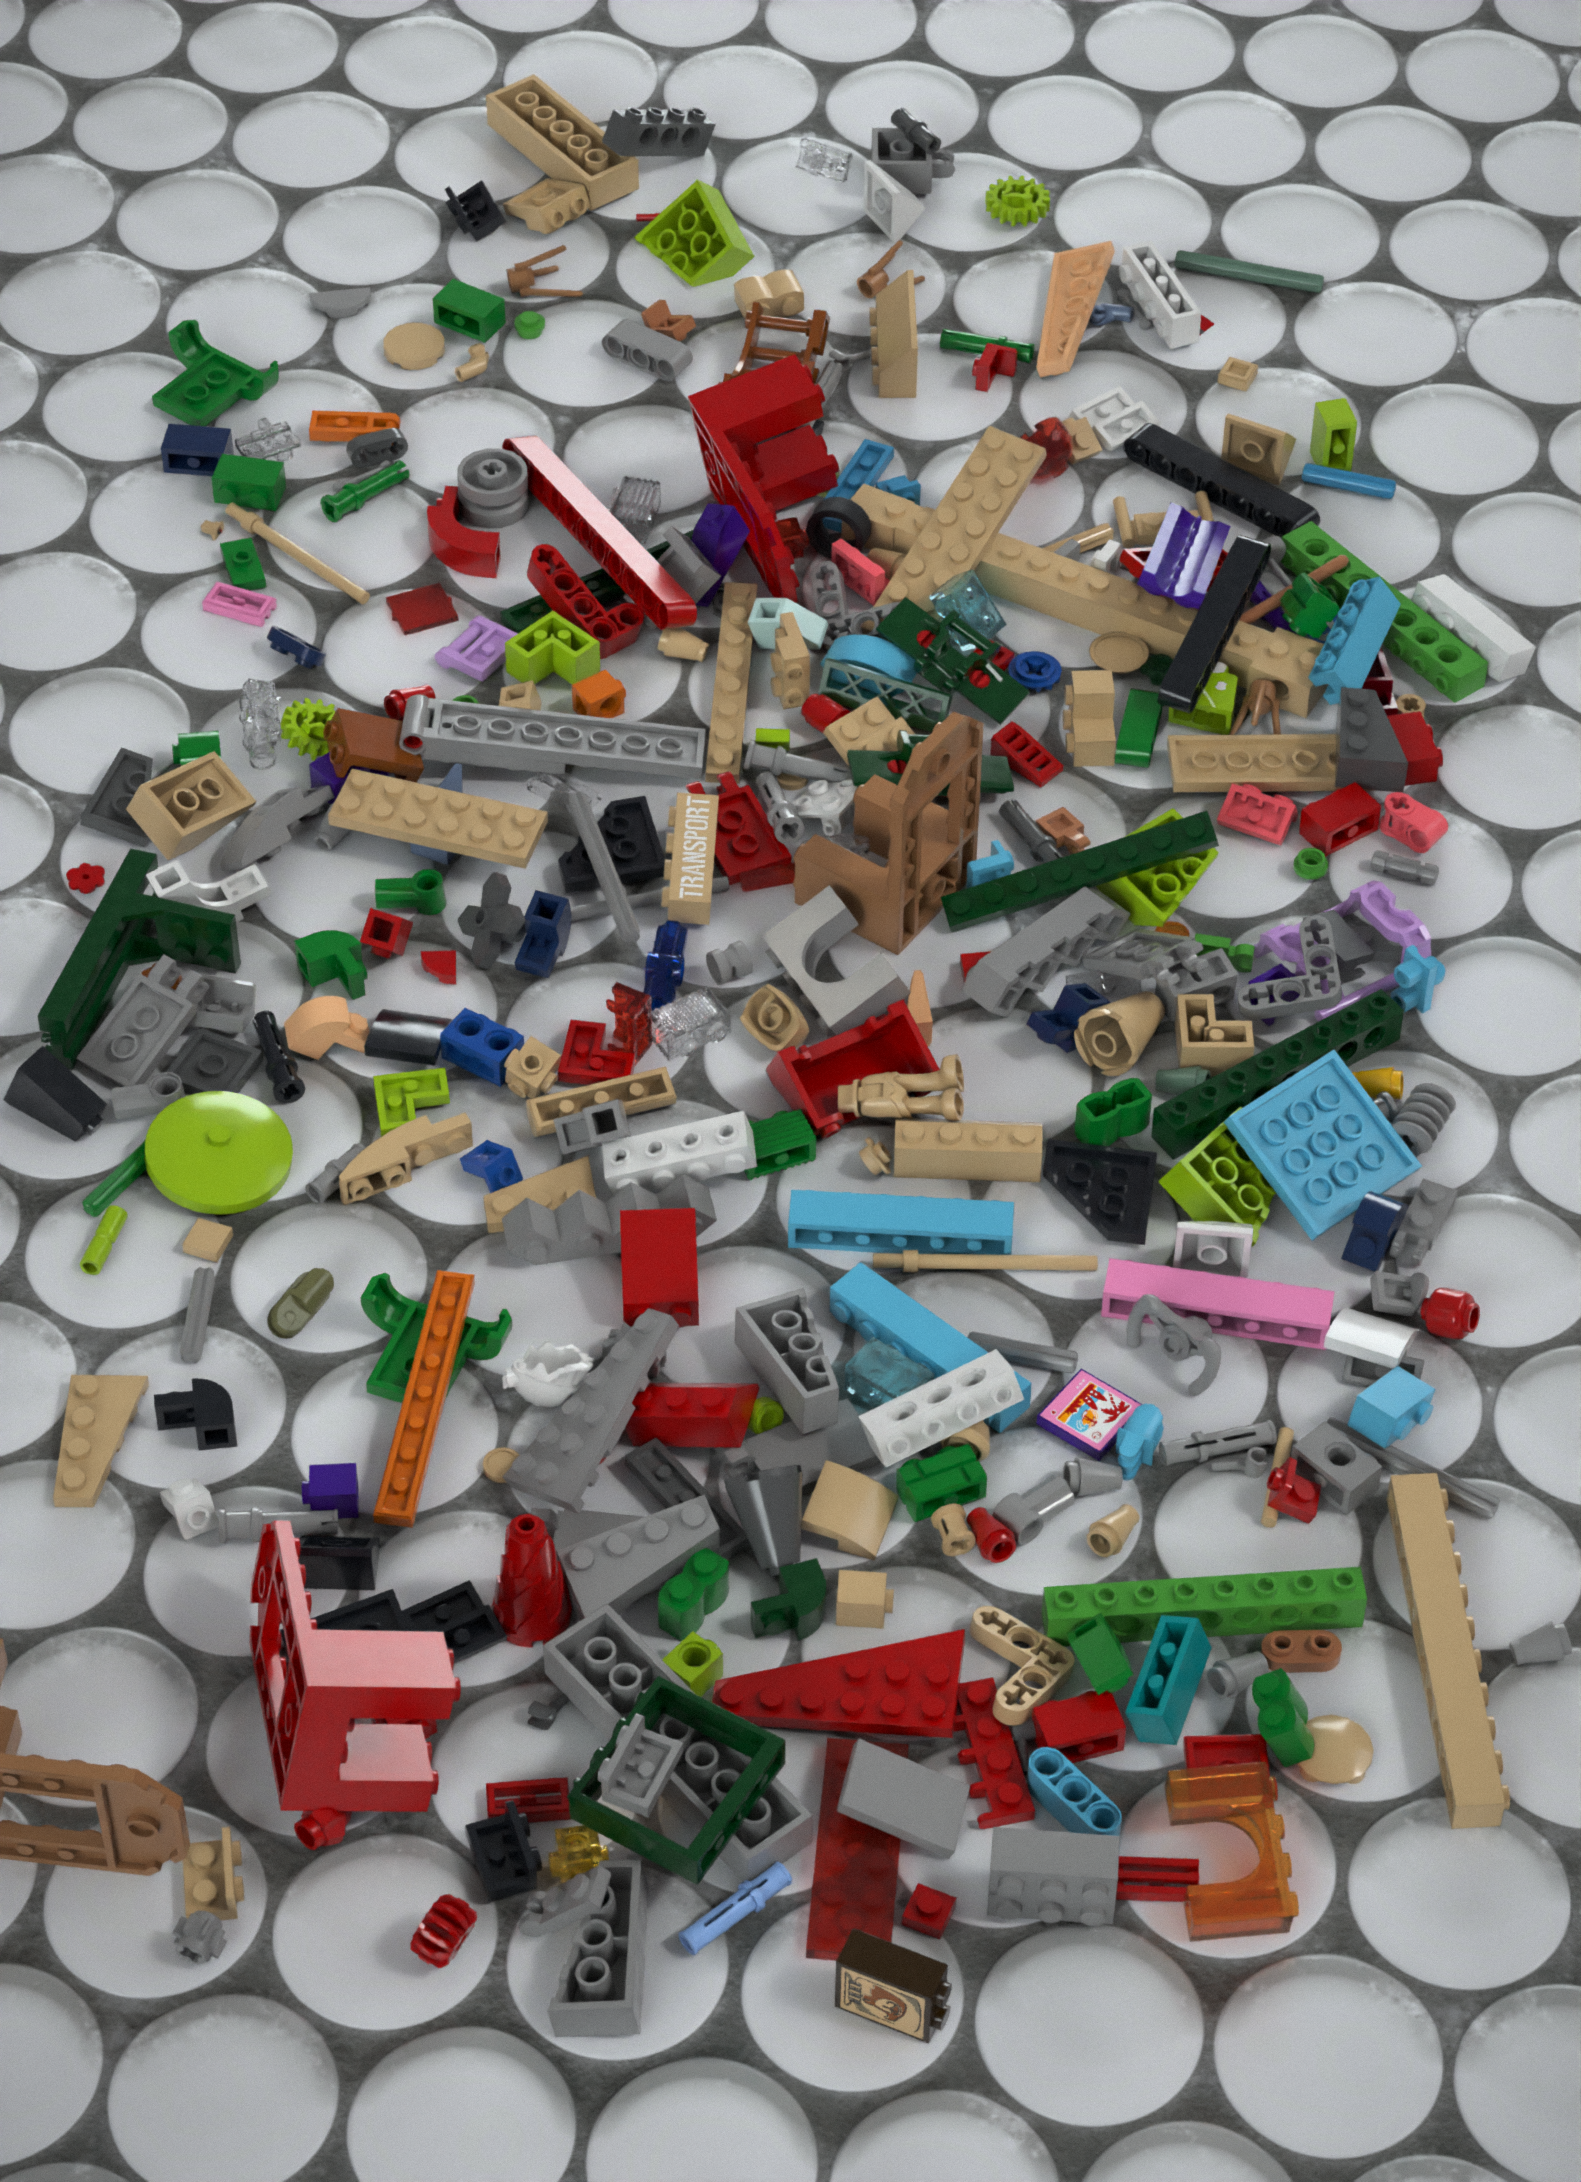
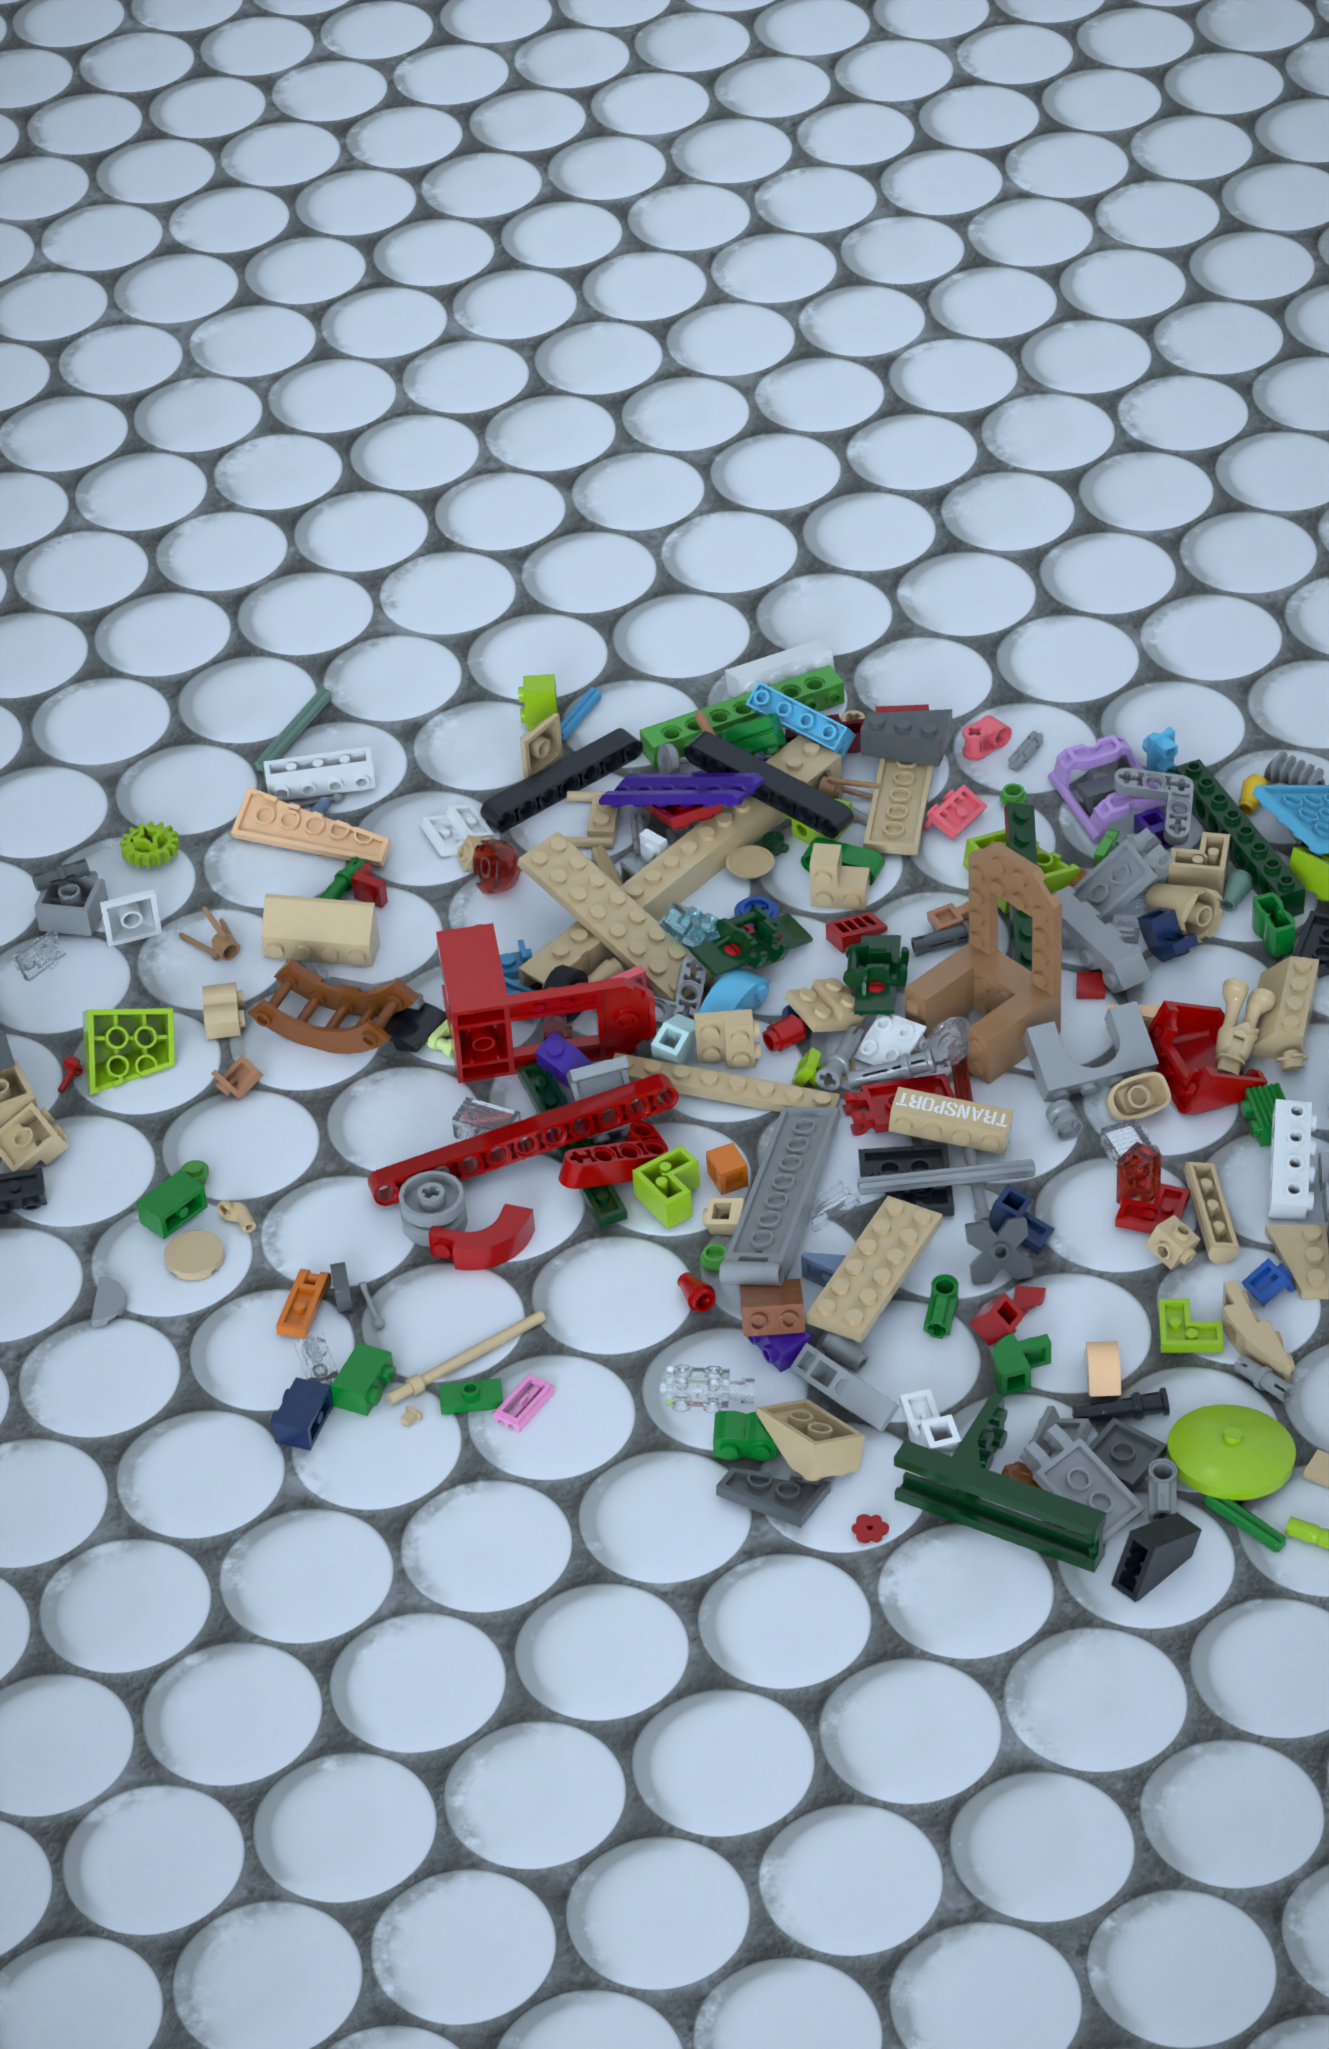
camera: 75 degrees left, 5 degrees down
(211, 379) = (205, 1395): green piece -> none
(286, 642) = (614, 1355): dark blue plate -> none
(305, 726) = (724, 1349): lime gear -> none
(354, 495) = (403, 1308): green pin -> none
(406, 1037) = (1112, 1320): black slope -> none
(422, 609) = (565, 1280): clear red piece -> none
(479, 1045) = (1135, 1275): blue brick -> none
(483, 655) = (640, 1233): lavender plate -> none
(522, 277) = (129, 1170): medium nougat plant -> none
(592, 1127) = (1250, 1198): light grey brick -> none
(647, 350) = (266, 1096): light grey beam -> none
(665, 964) = (1064, 1159): clear blue piece -> none
(682, 644) = (668, 1119): tan cone -> none
(854, 696) = (802, 976): dark green fence -> none
(1237, 374) = (421, 755): tan tile -> none
(1339, 819) = (971, 767): red brick -> none

